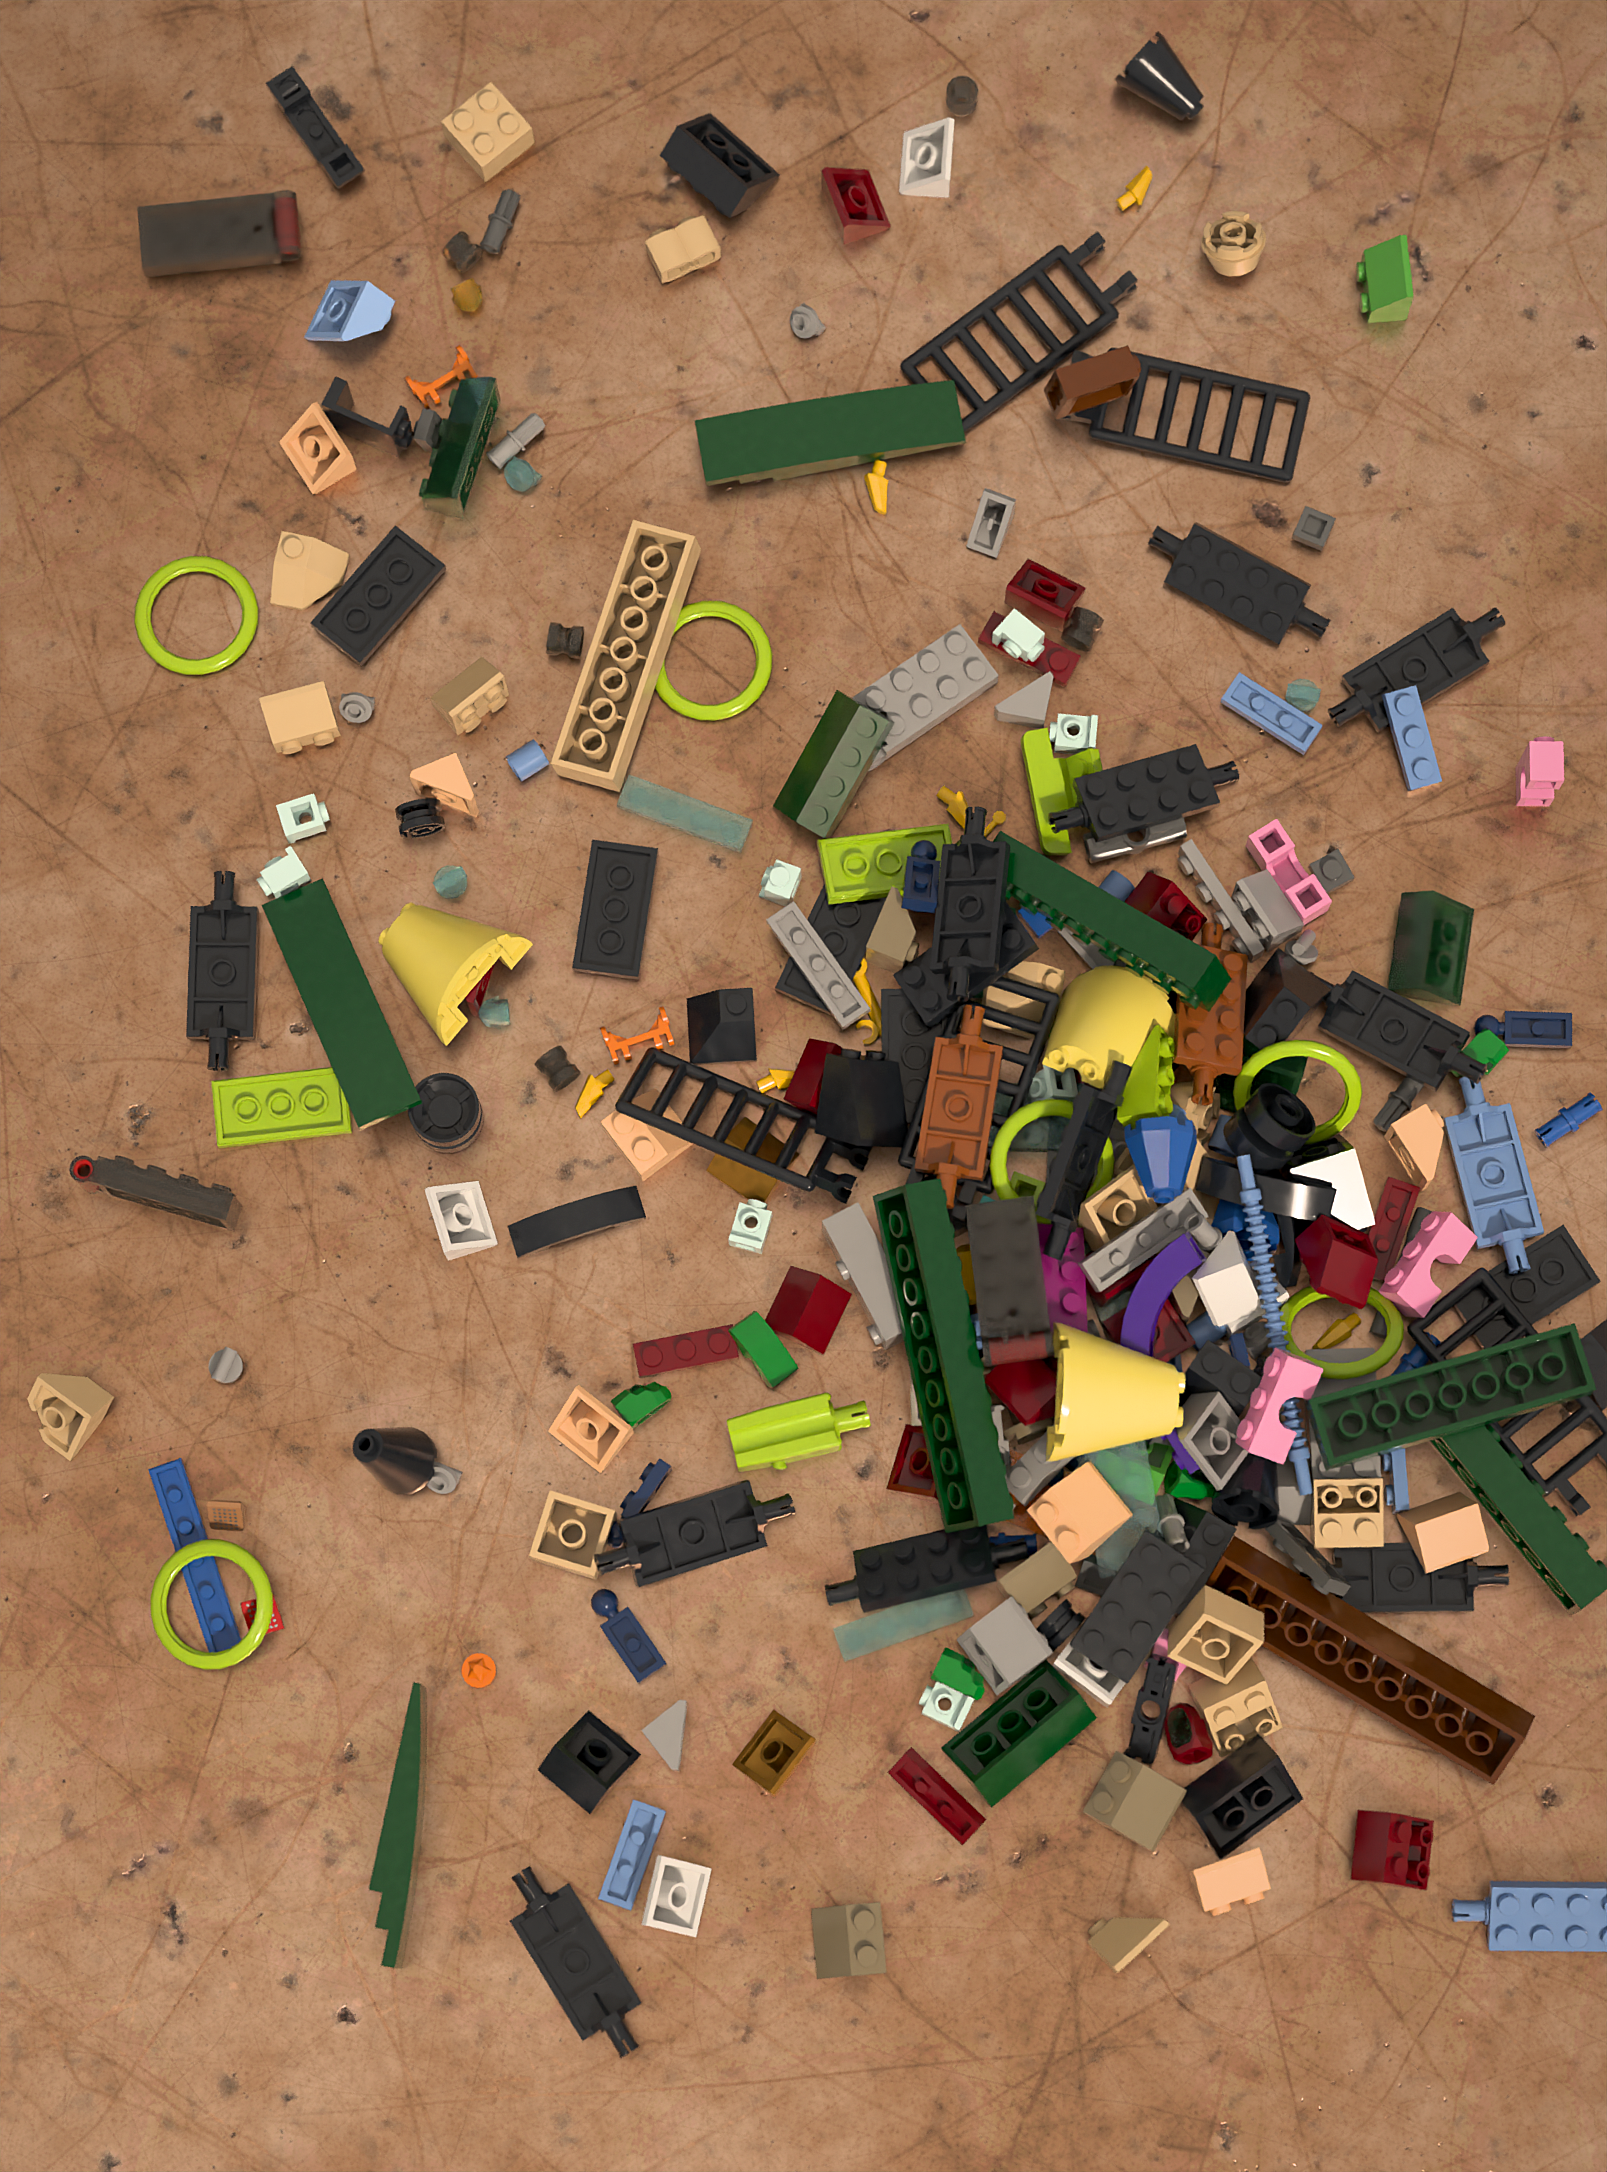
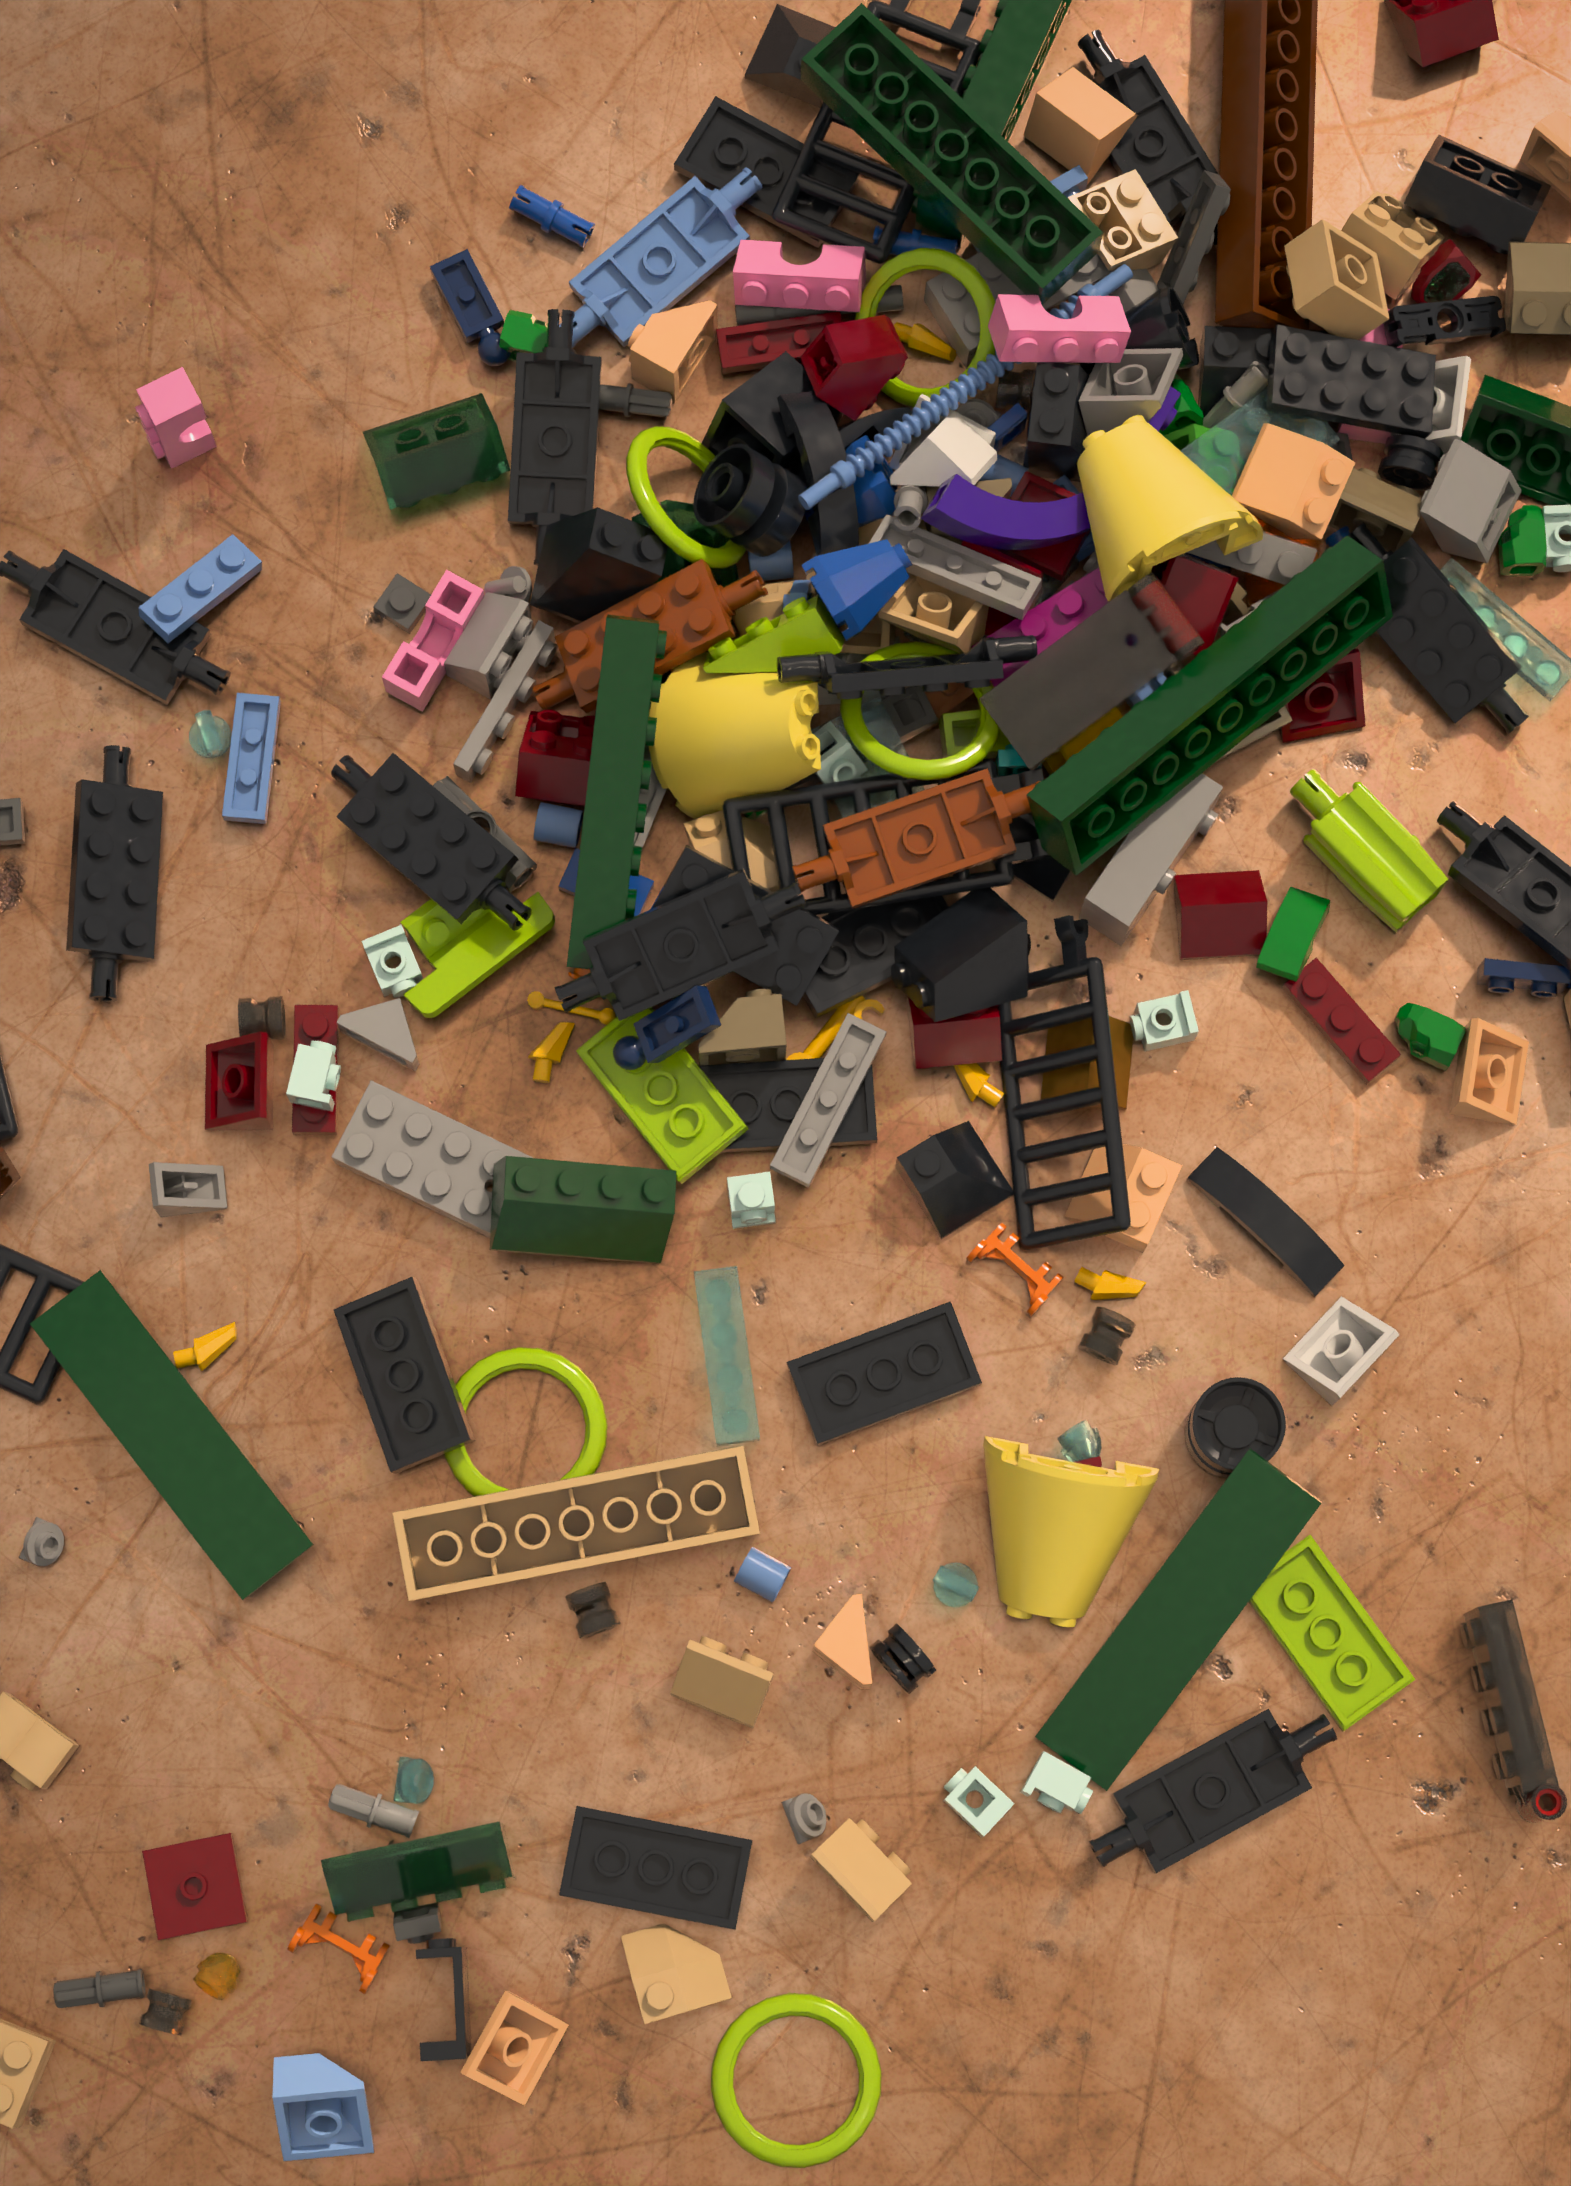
camera: 125 degrees left, 0 degrees up
(531, 309) = (195, 1886): none -> dark red plate
(787, 598) = (404, 1375): none -> black plate

